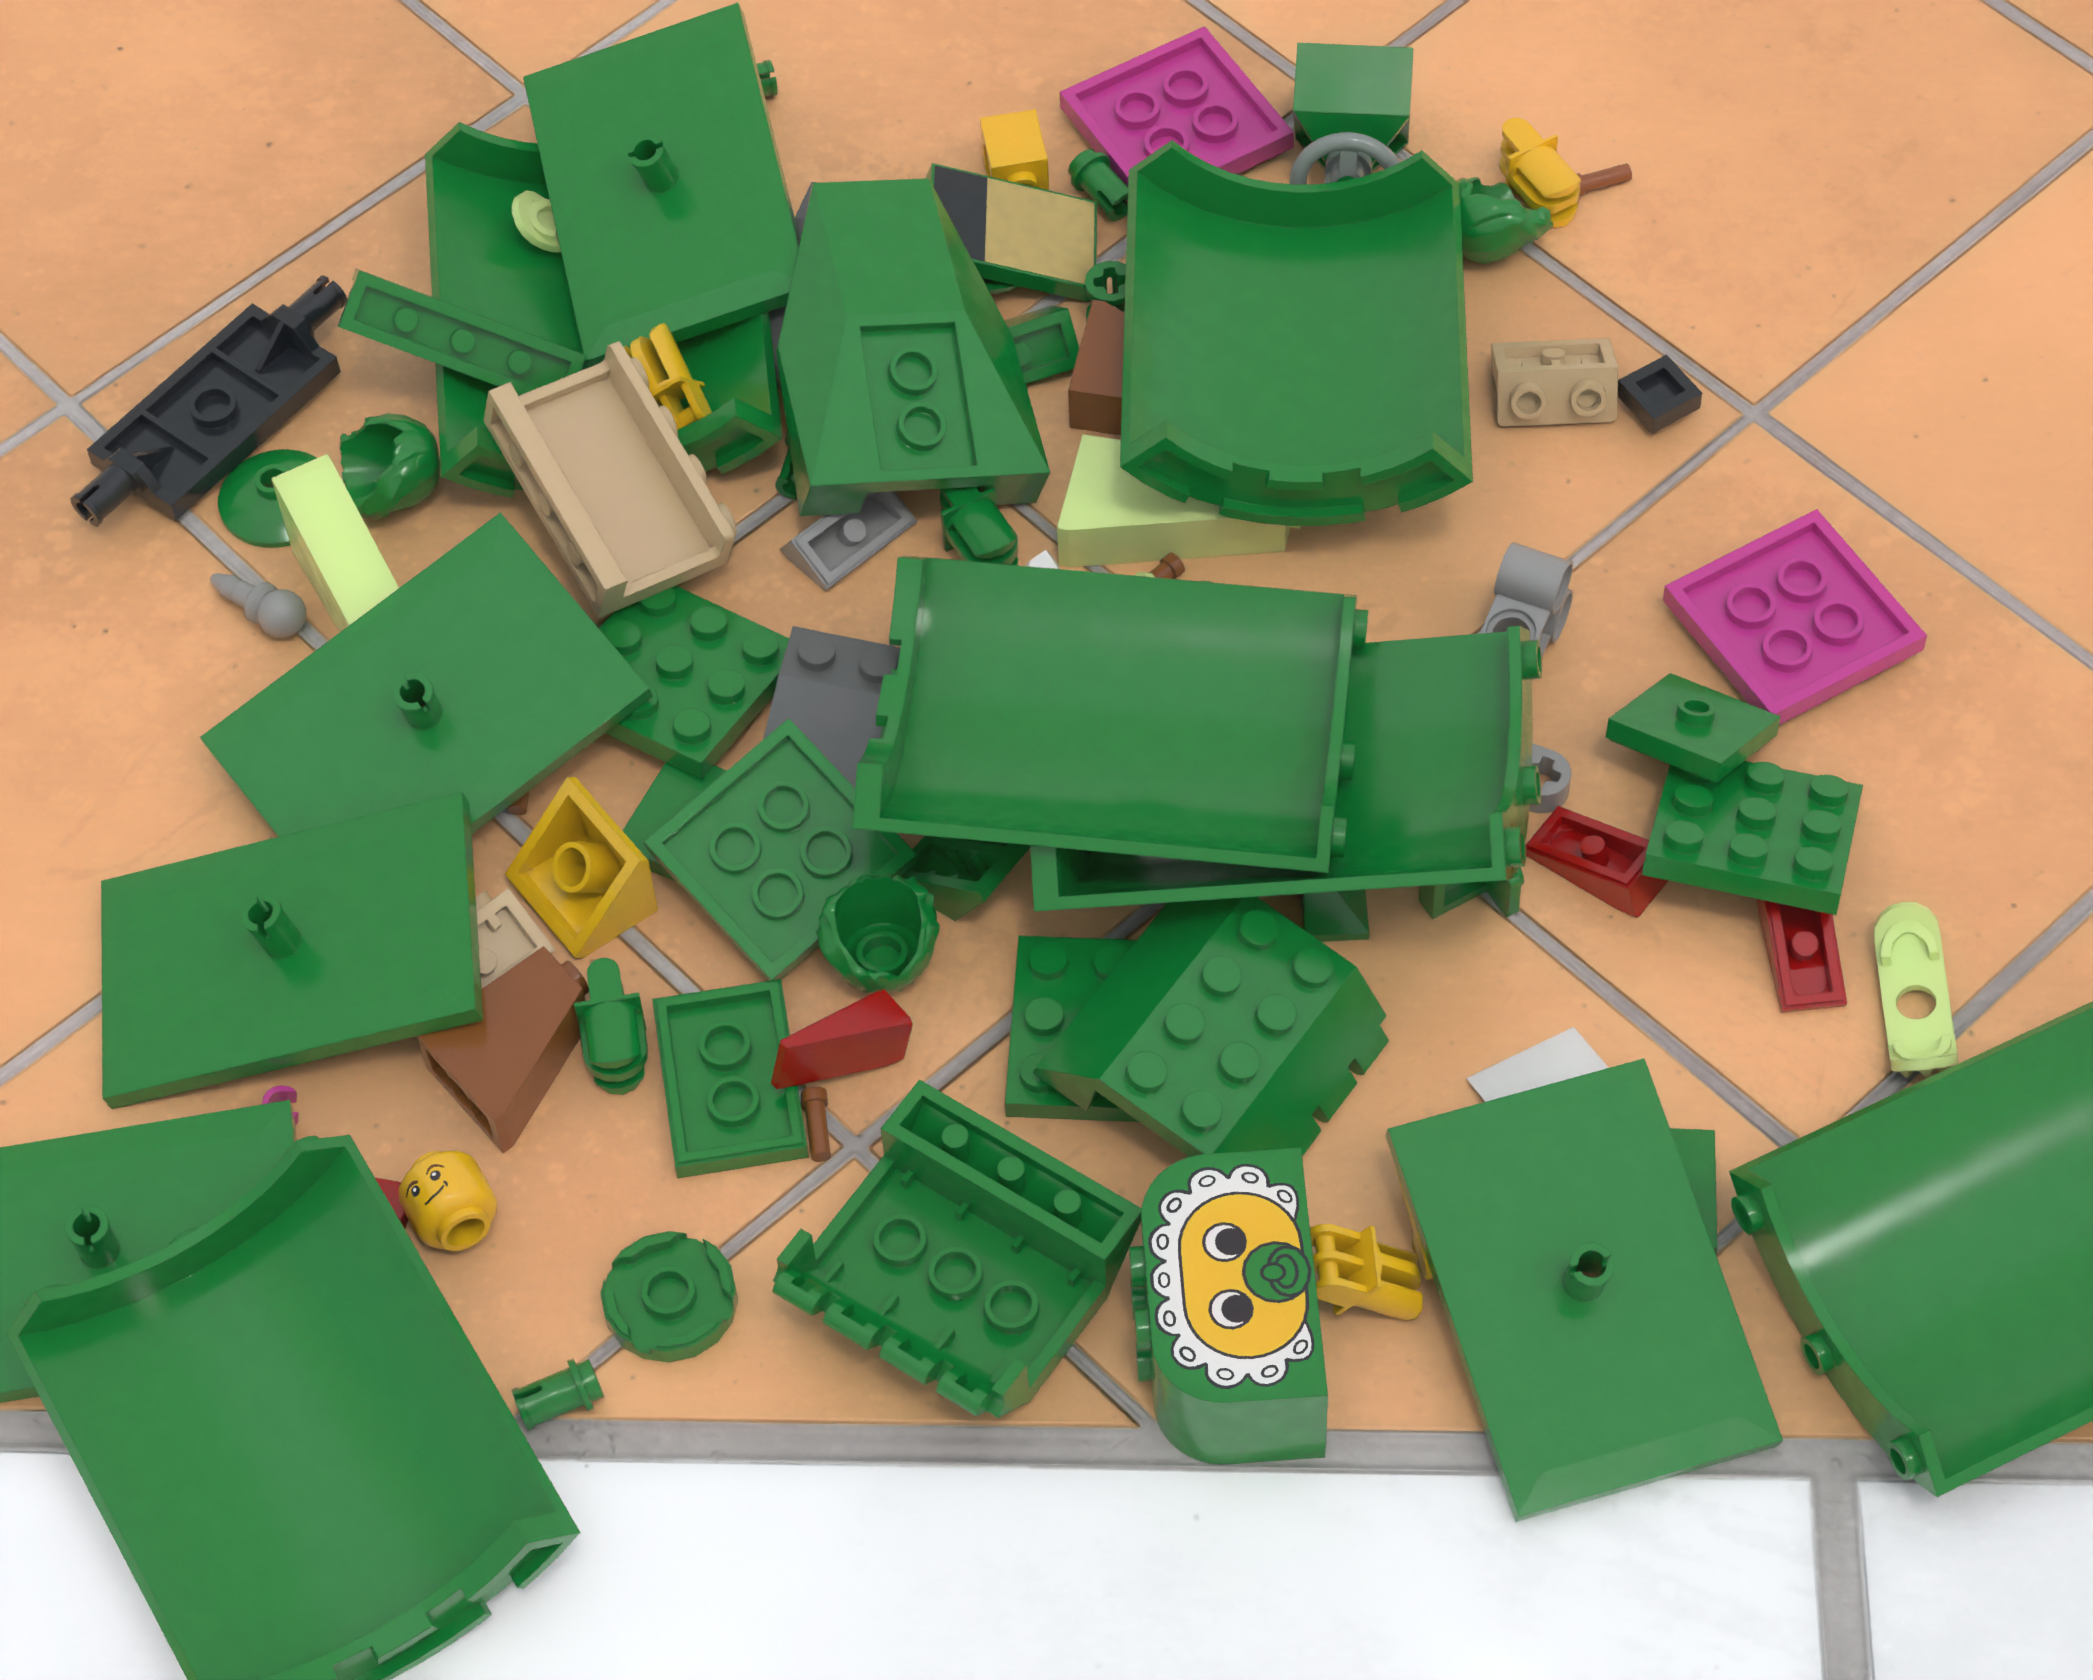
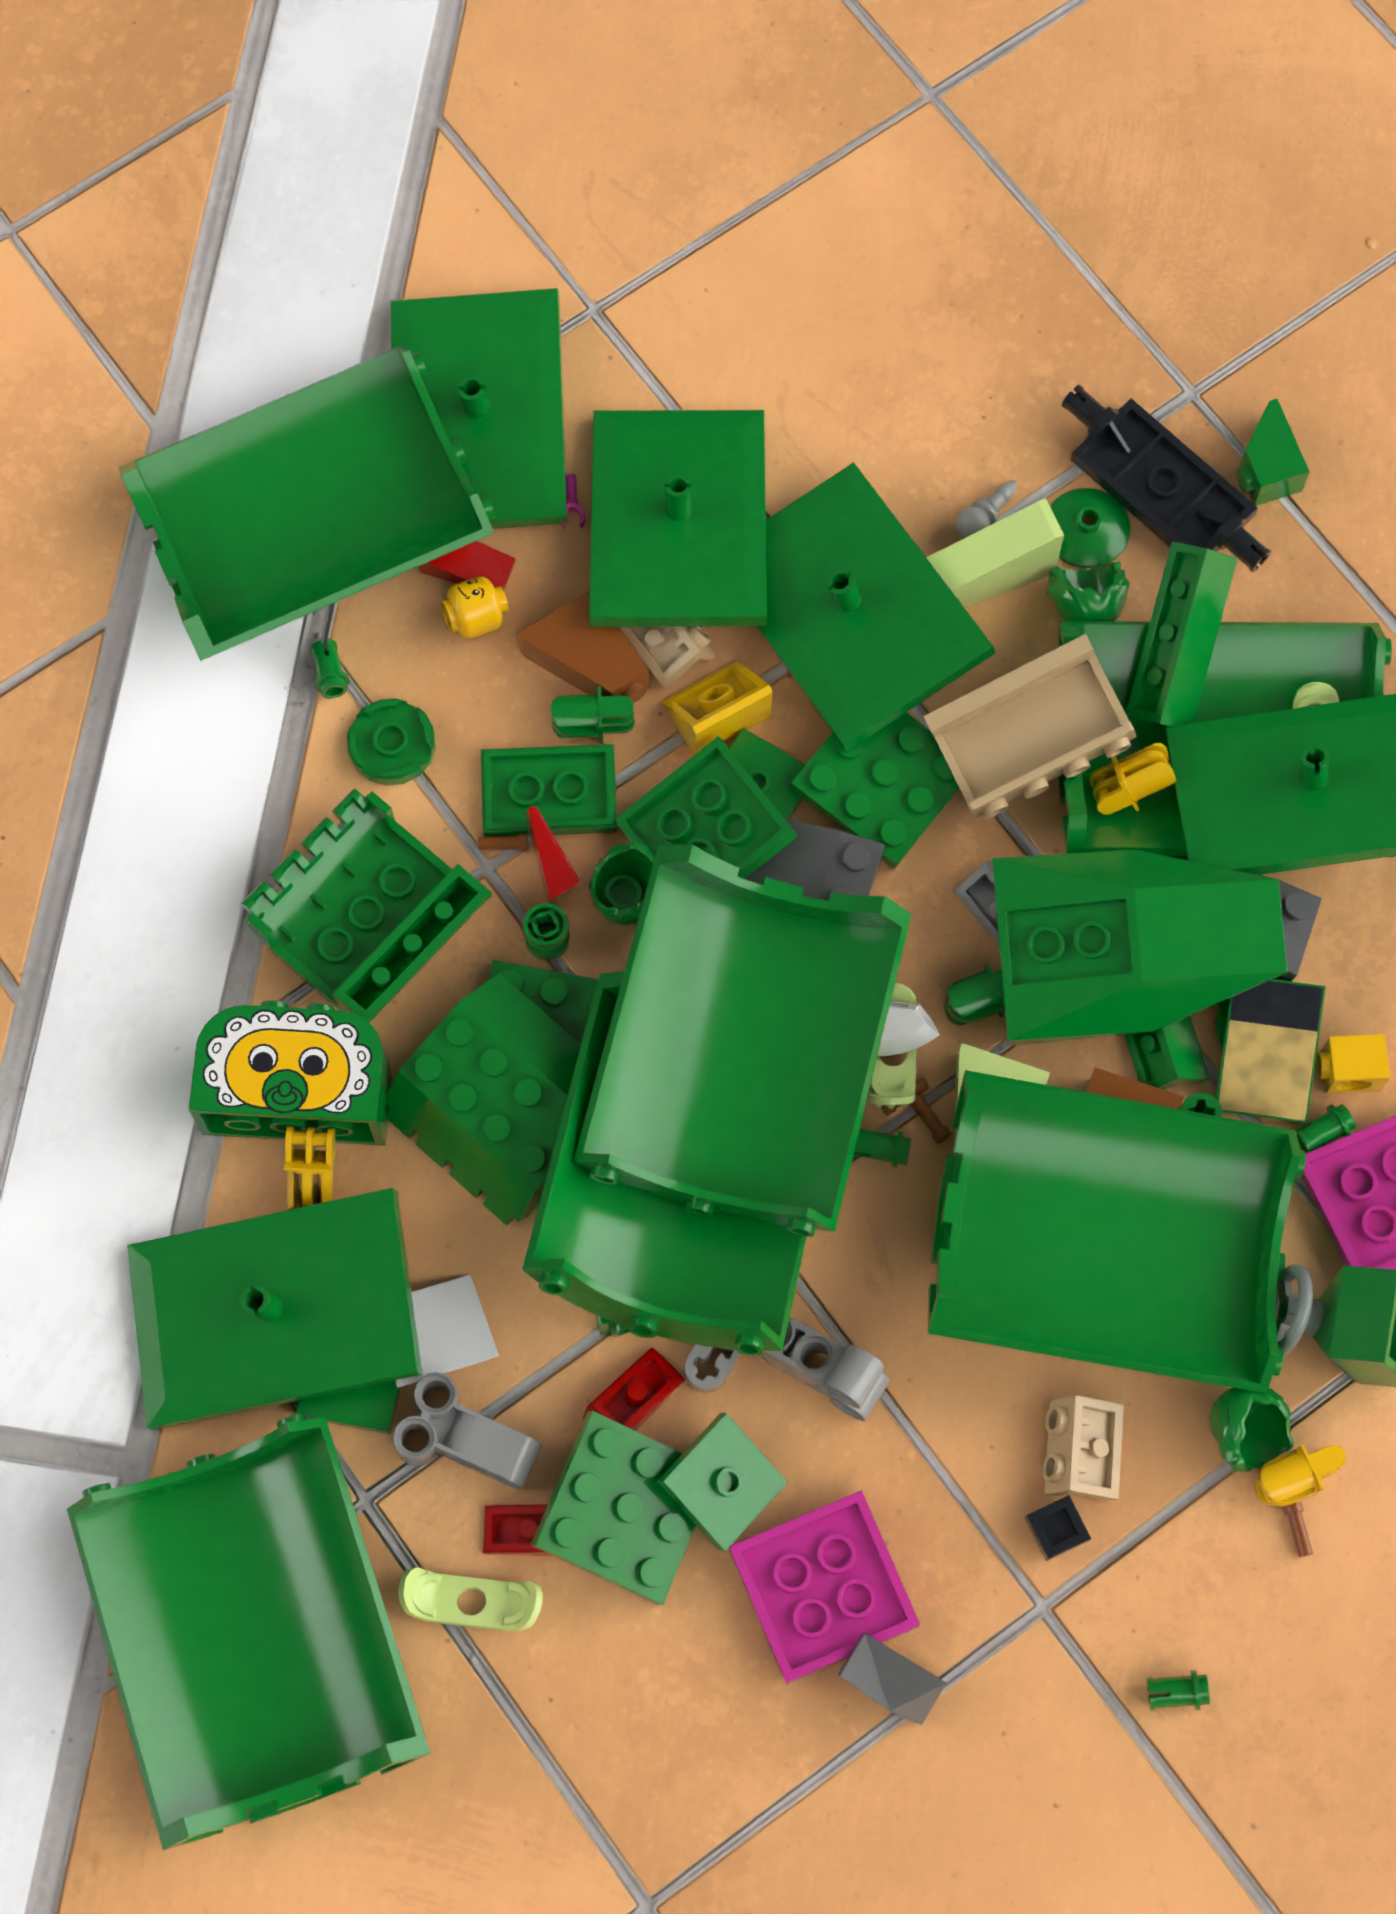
camera: 95 degrees right, 15 degrees up
(169, 298) = (1272, 459): none -> green slope
(954, 1037) = (546, 941): none -> green wheel
(1700, 1040) = (466, 1437): none -> light grey piece
(1818, 253) = (1182, 1691): none -> green pin
(1891, 532) = (892, 1679): none -> dark grey slope

